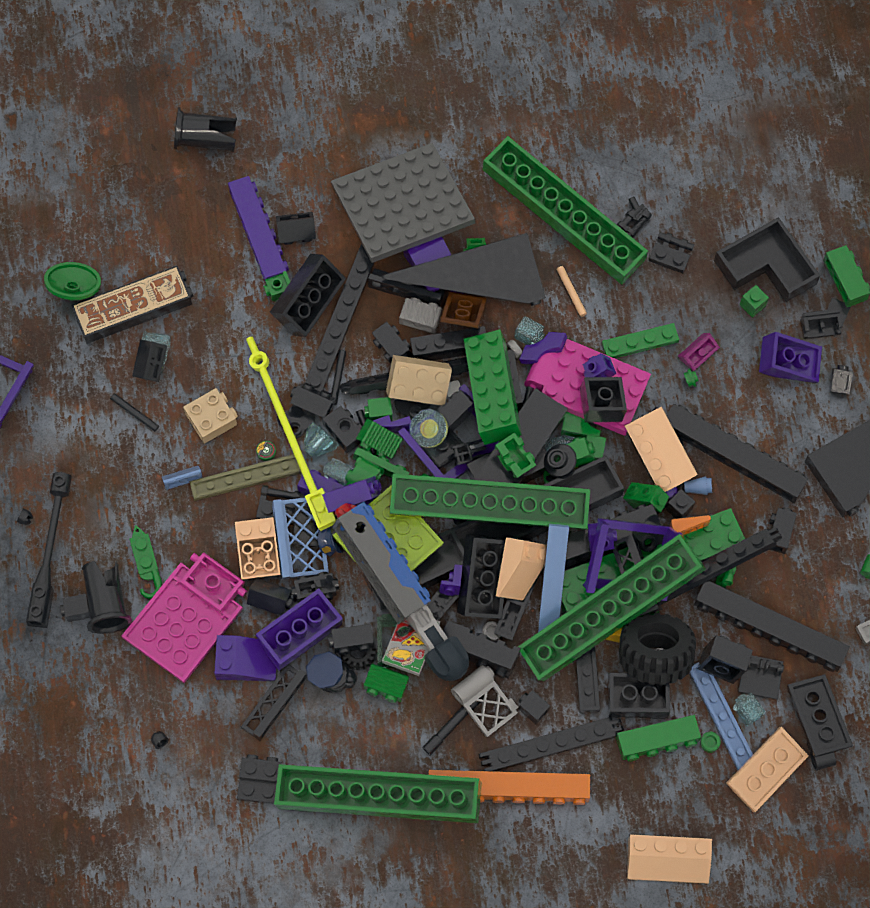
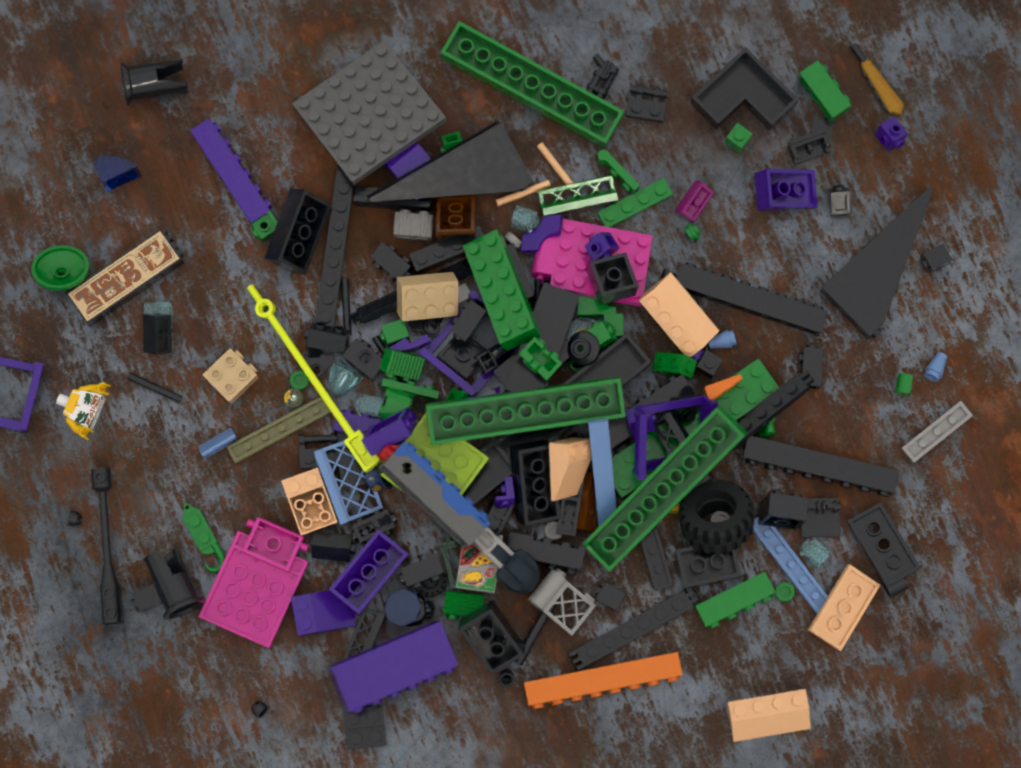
camera: 10 degrees left, 10 degrees up
(61, 414) = (83, 407): none -> torso
(148, 204) = (115, 171): none -> clear blue slope
(276, 435) = (299, 380): none -> green tile
(296, 228) = (269, 162): black brick -> none
(301, 723) = (392, 667): none -> dark purple brick
(378, 793) = (481, 717): green brick -> none
(407, 717) = (492, 637): none -> black brick
(410, 765) = (505, 679): none -> black hinge
(428, 428) = (448, 343): clear light blue tile -> none
(530, 619) = (588, 512): none -> reddish brown plate
(532, 309) = (519, 194): none -> light nougat bar
(586, 327) = (578, 202): none -> fence
(630, 307) = (618, 171): none -> green plate

